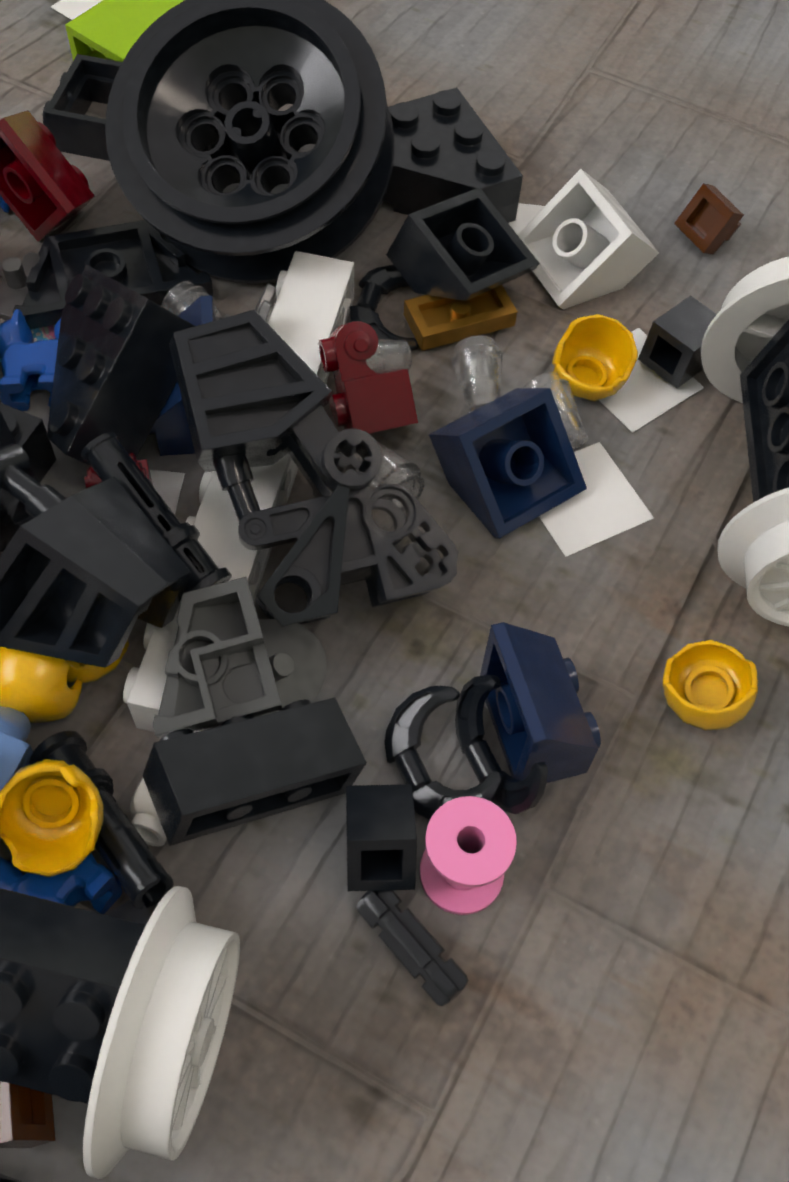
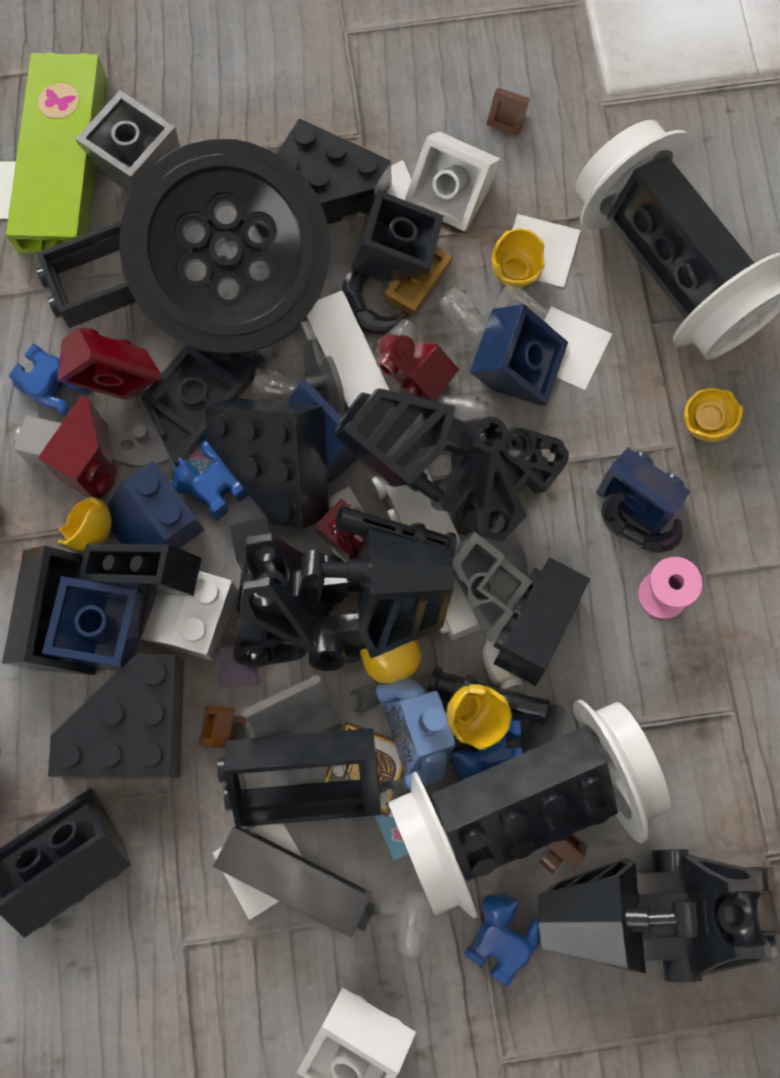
camera: 30 degrees left, 15 degrees up
(380, 837) = (622, 608): black brick -> none
(403, 739) = (624, 571): black piece -> none
(413, 945) = (670, 645): black axle -> none
(676, 341) = (556, 211): black brick -> none

